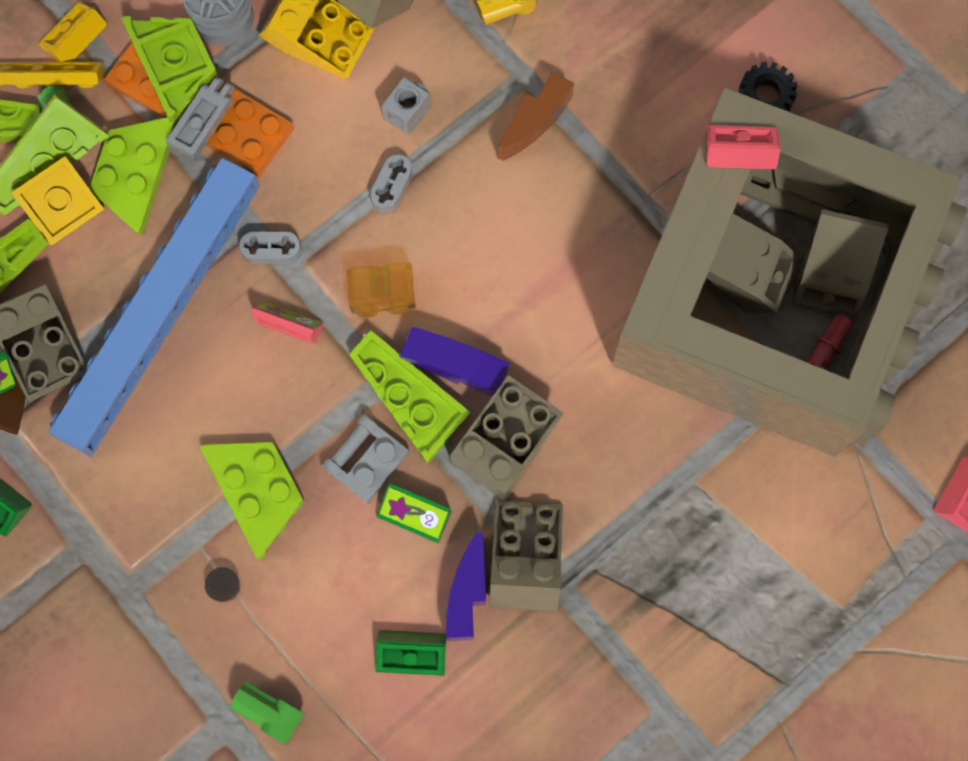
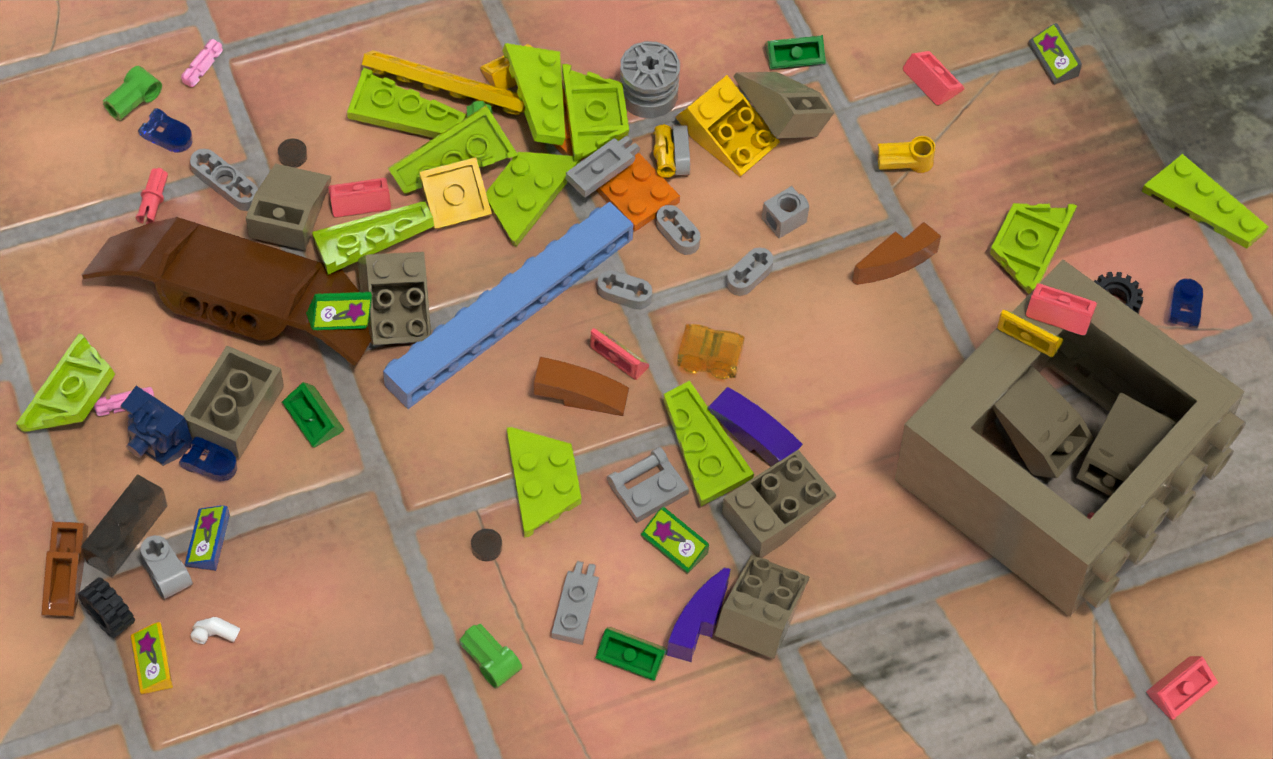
camera: 15 degrees right, 15 degrees down
(106, 52) = (540, 88): none -> lime wing
(260, 78) = (664, 151): none -> yellow pin
(260, 376) = (580, 387): none -> dark orange slope
(276, 71) = (681, 150): none -> light grey beam
(299, 167) = (674, 232): none -> light grey beam
(336, 619) = (575, 605): none -> light grey hinge
(662, 56) = (1030, 241): none -> lime wing
(719, 186) = (1029, 333): none -> yellow slope
(835, 63) = (1187, 296): none -> clear blue plate

